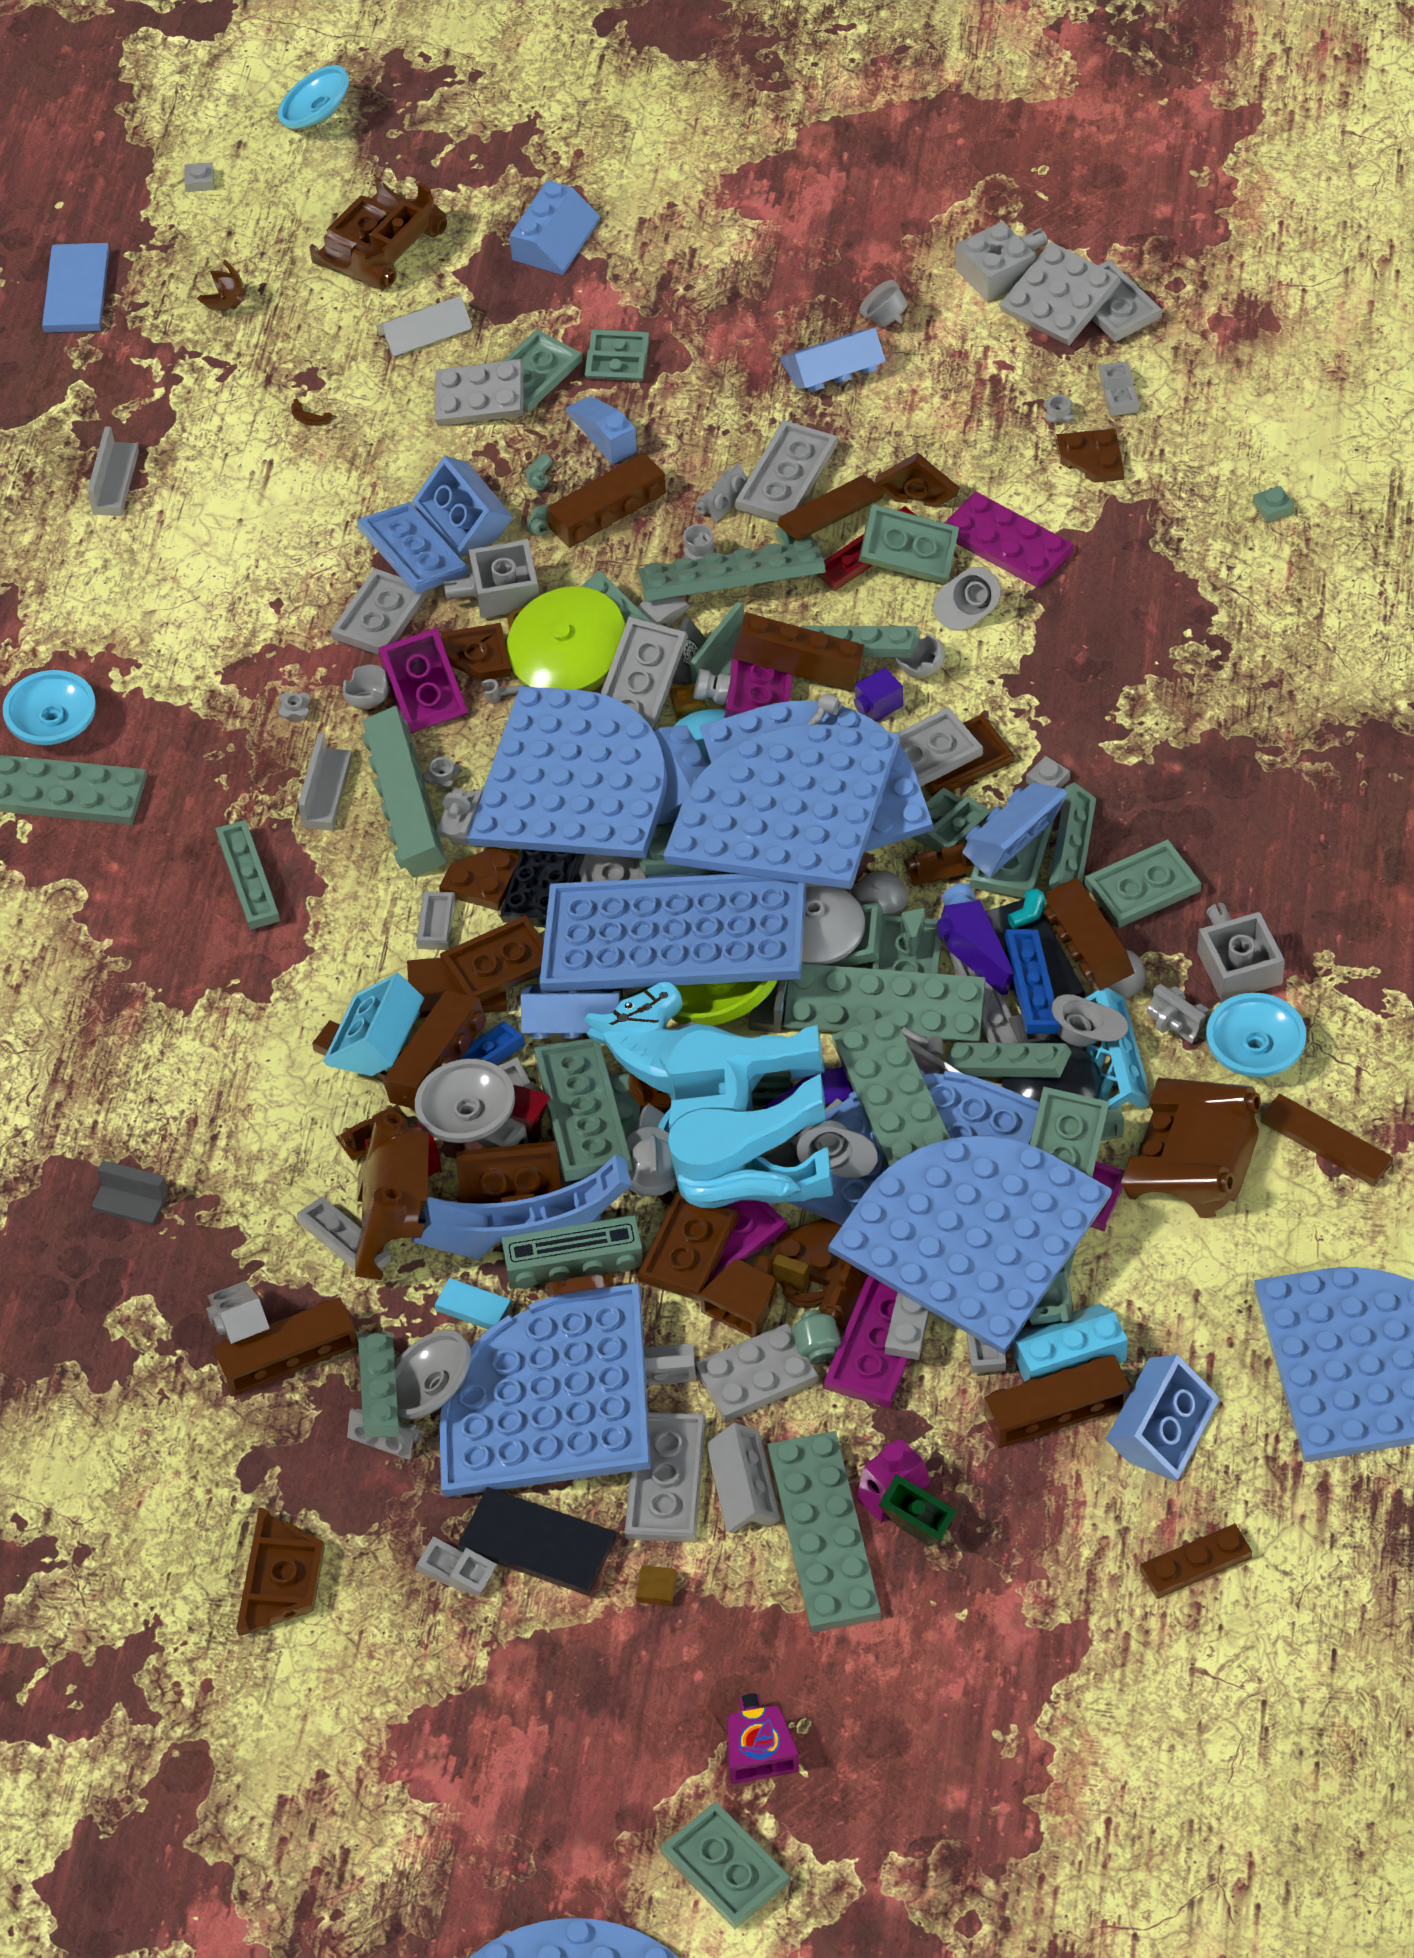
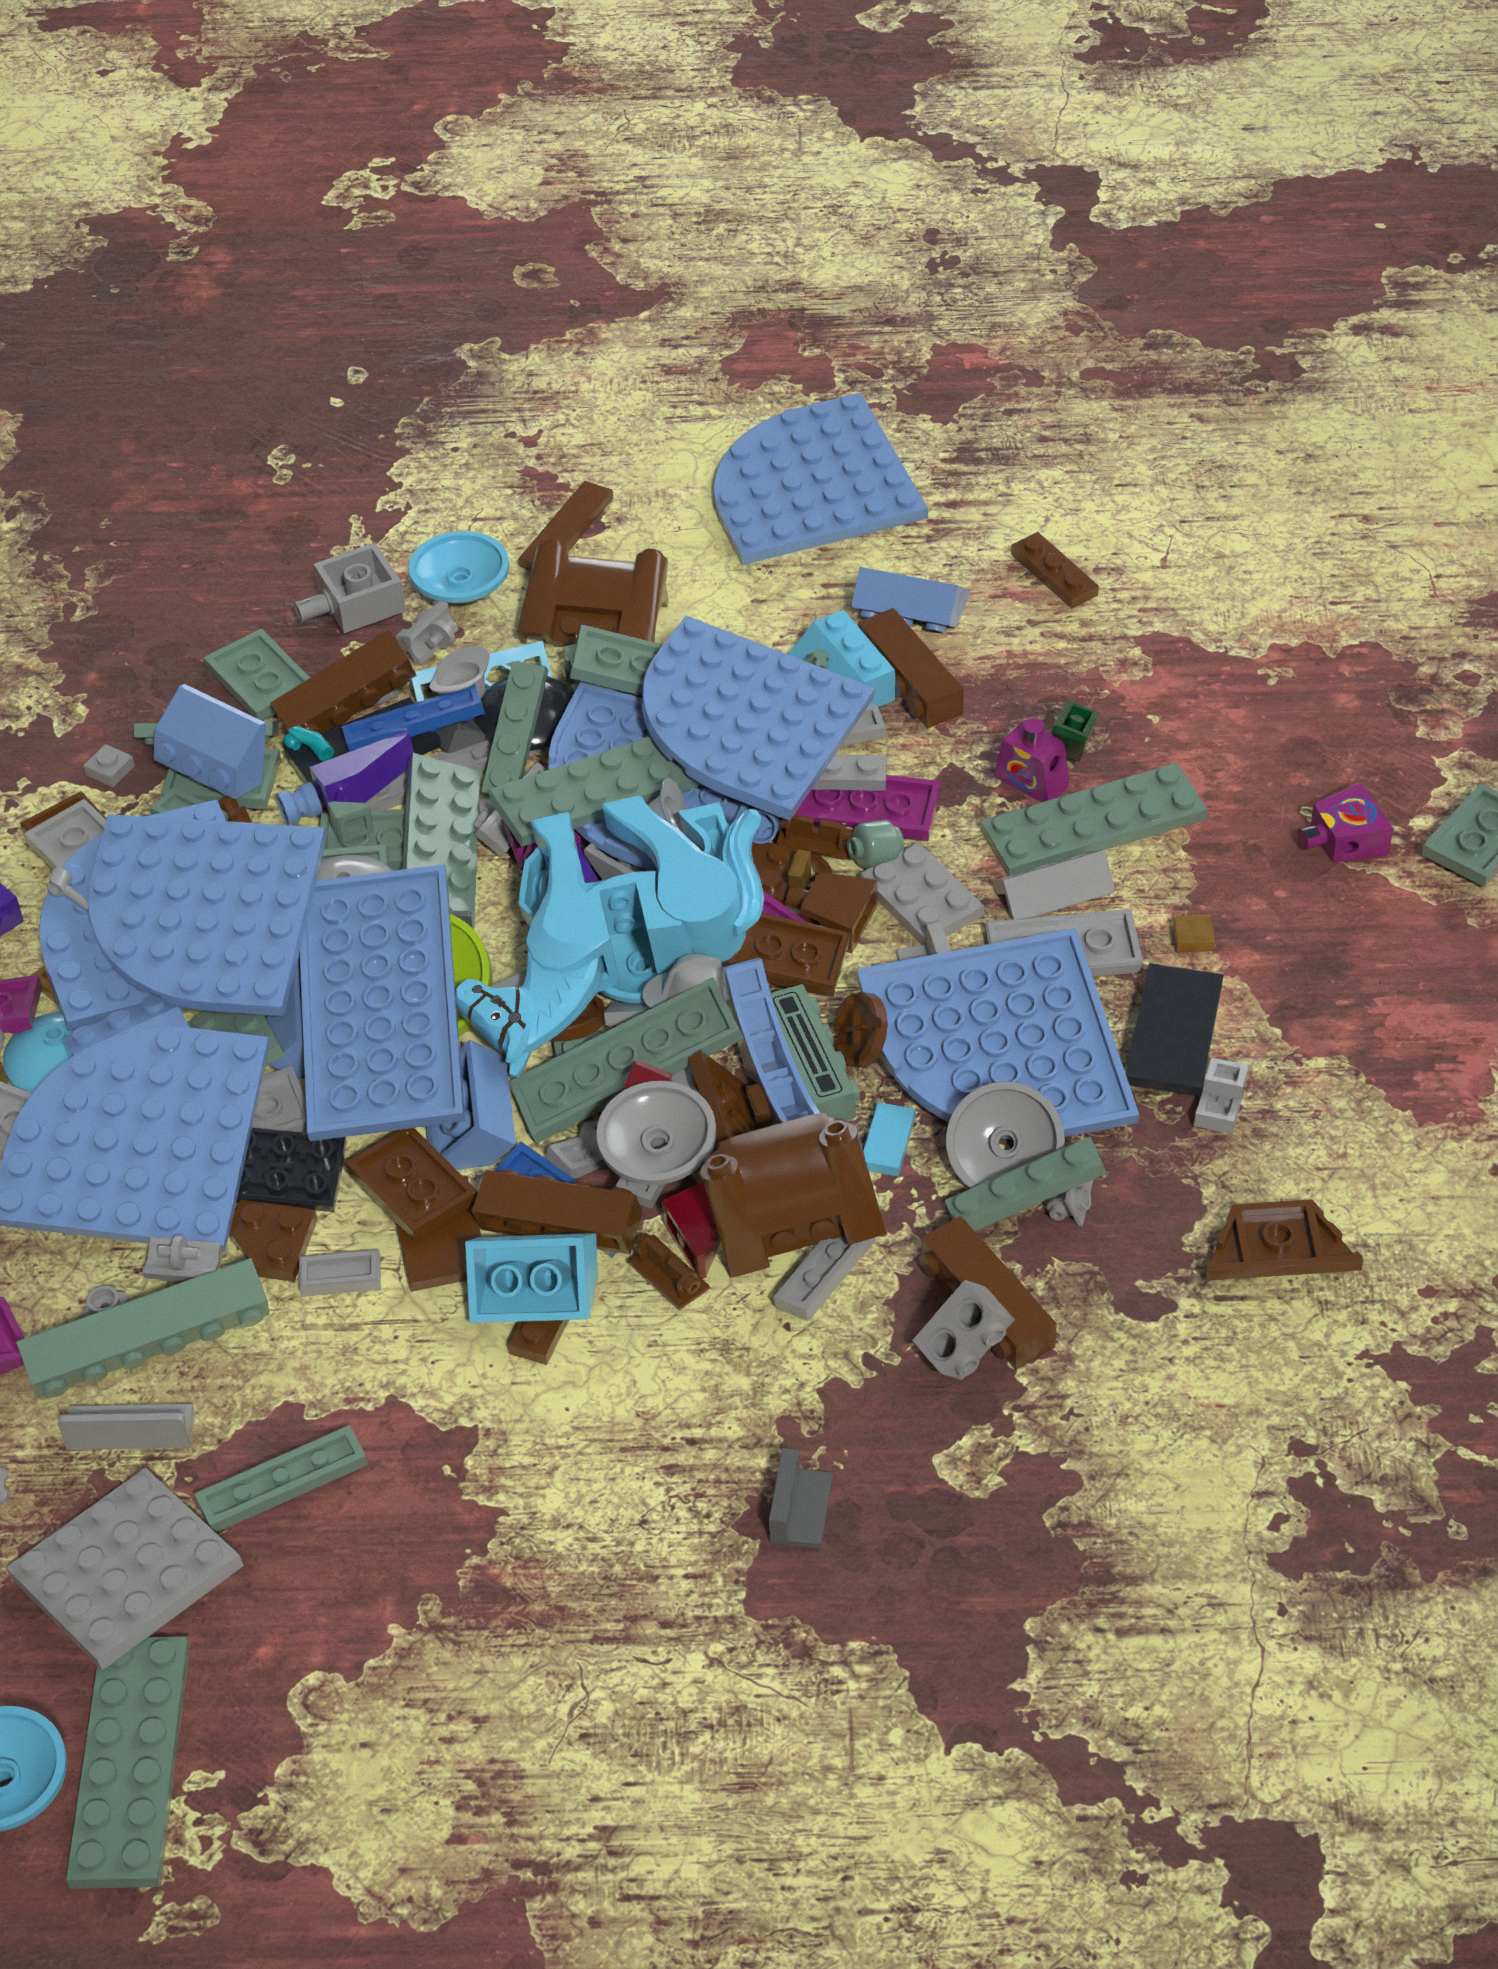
camera: 100 degrees left, 5 degrees down
(196, 780) = (124, 1568): none -> light grey plate

